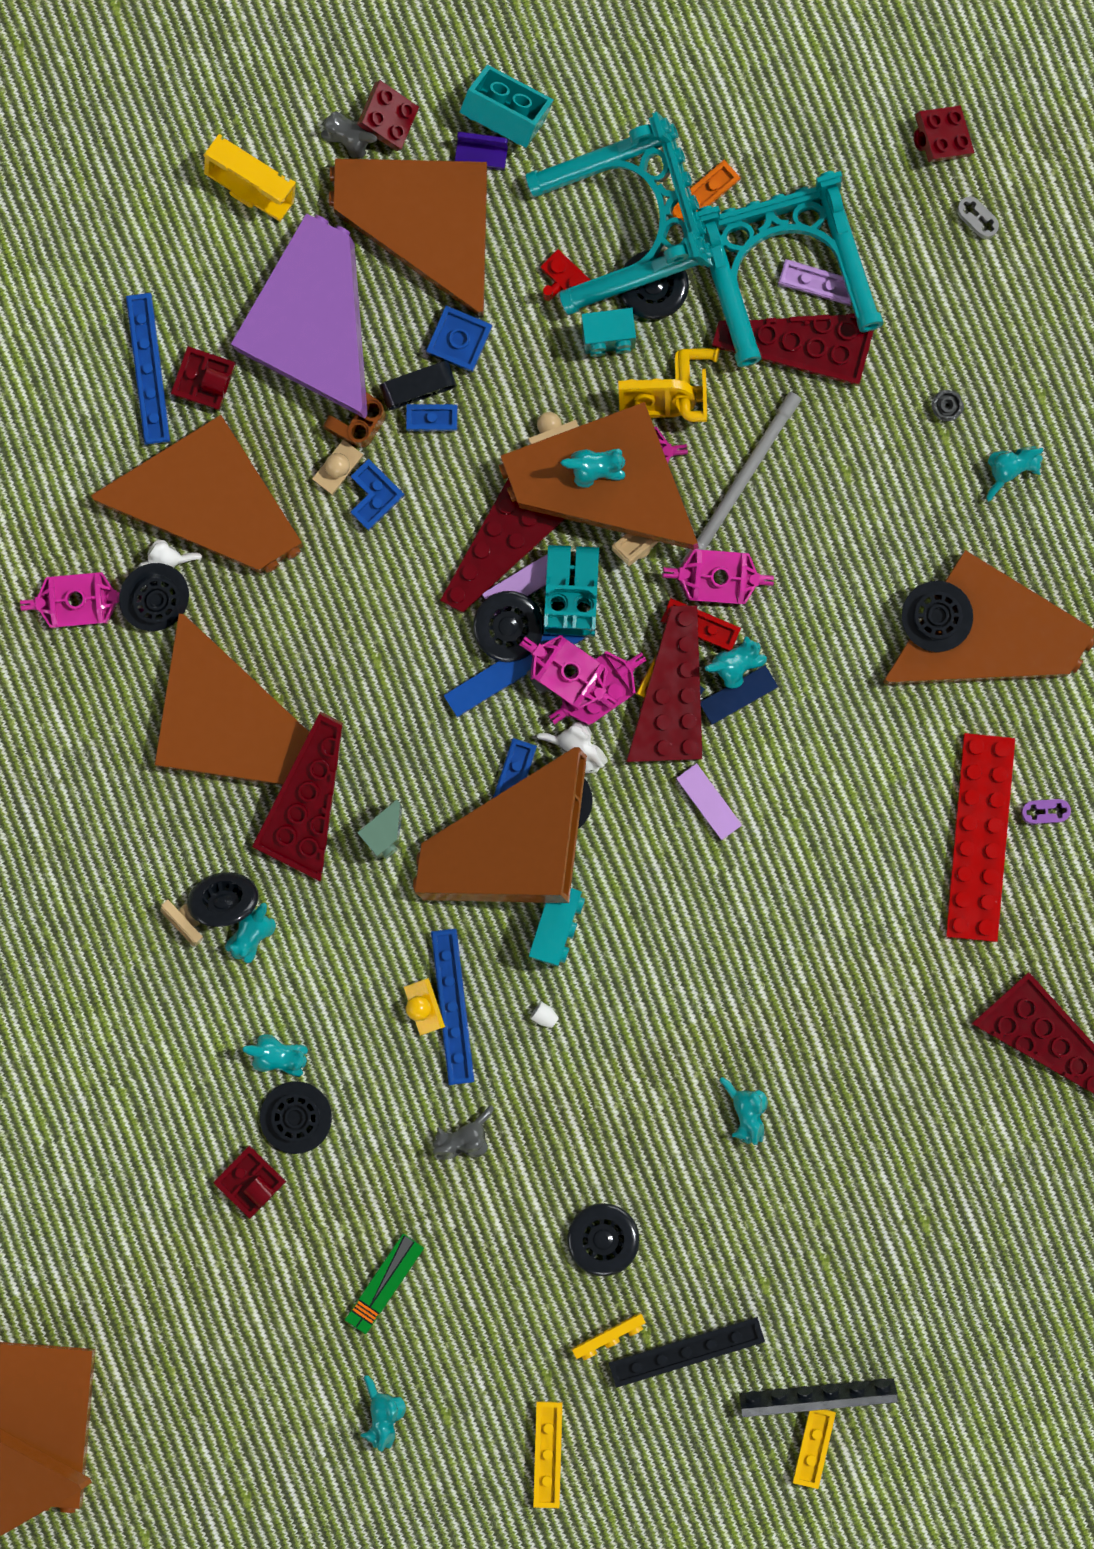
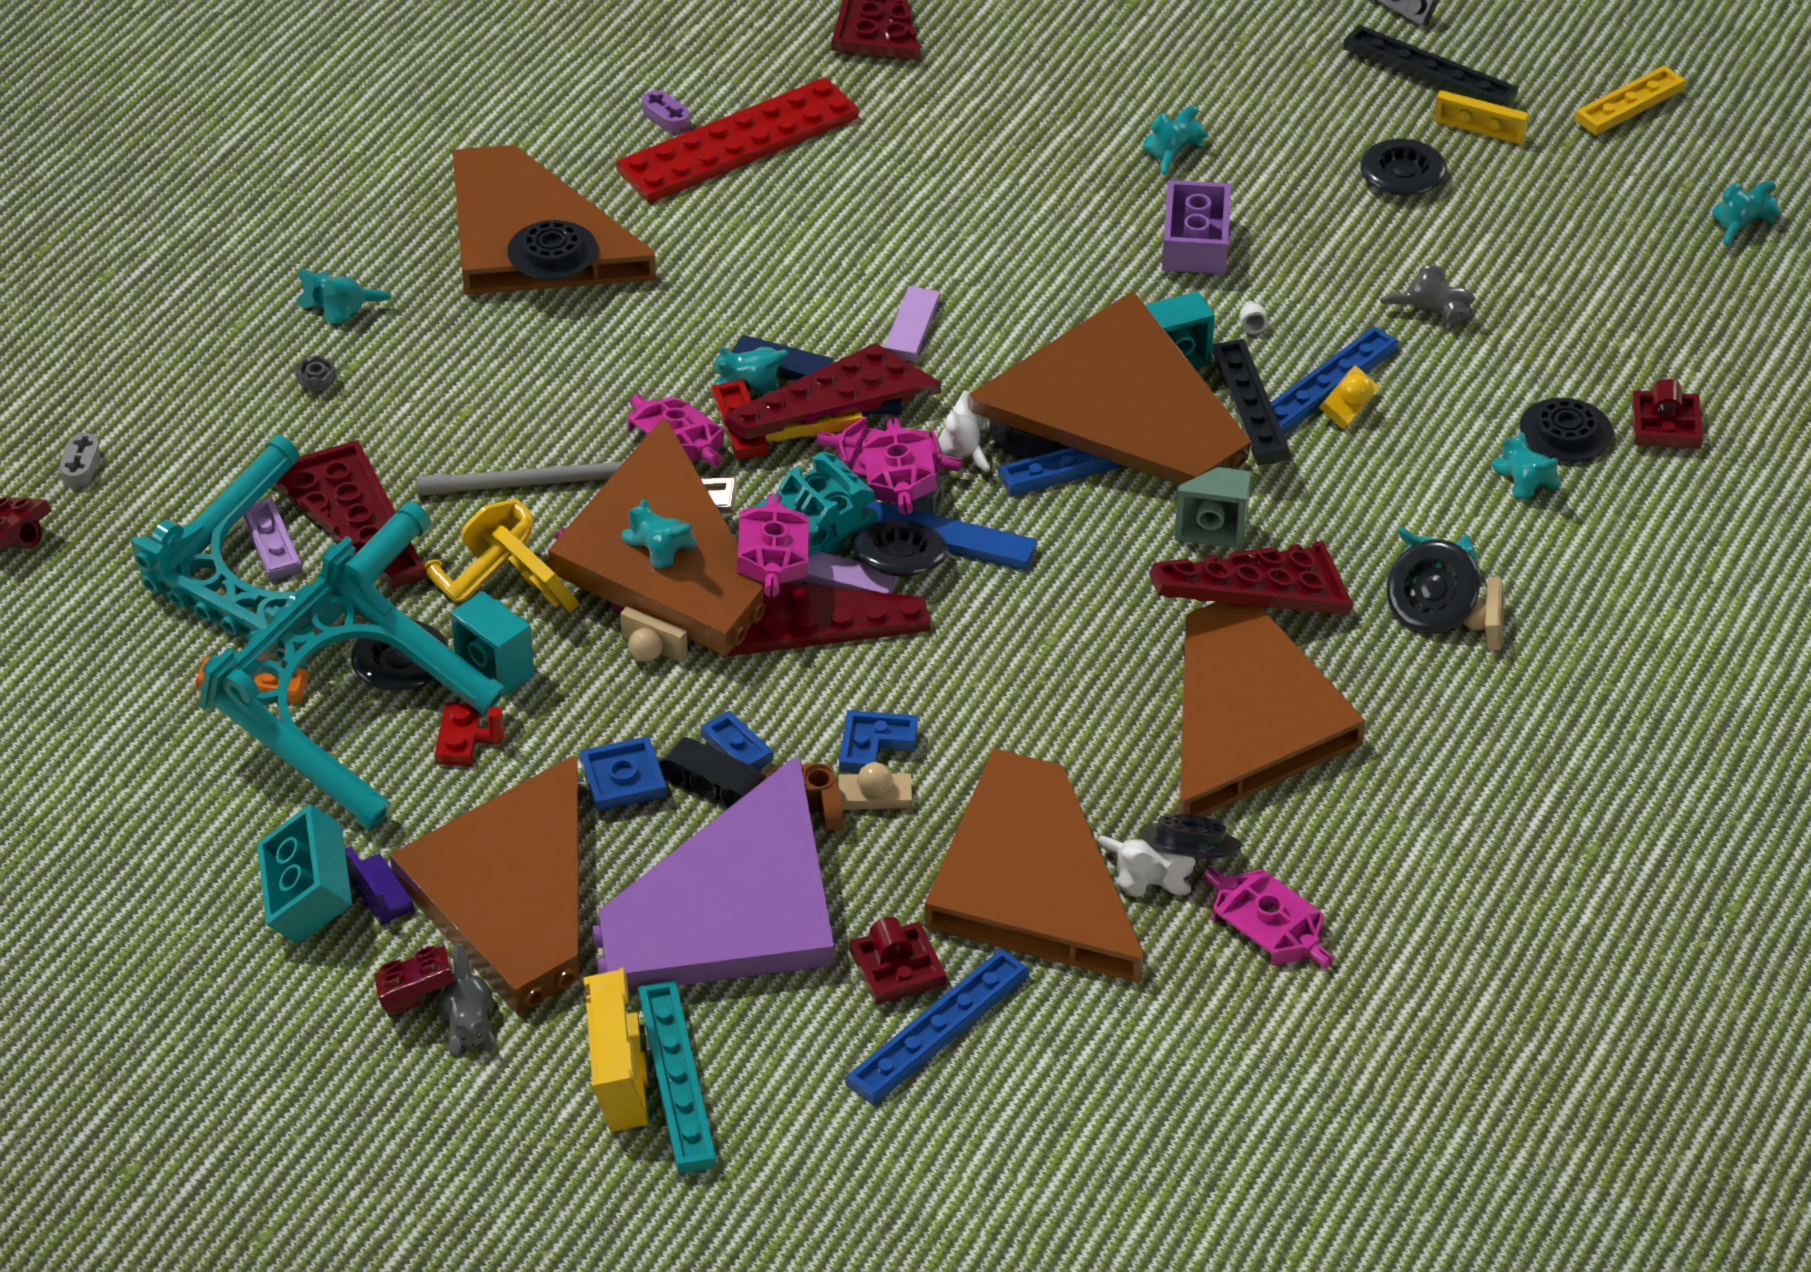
camera: 130 degrees left, 40 degrees down
(221, 208) = (677, 1077): none -> teal plate
(384, 1283) = (1631, 283): green tile -> none
(461, 936) = (1251, 402): none -> black plate
(525, 526) = (773, 557): none -> dark pink plate
(645, 1044) = (1196, 227): none -> medium lavender brick

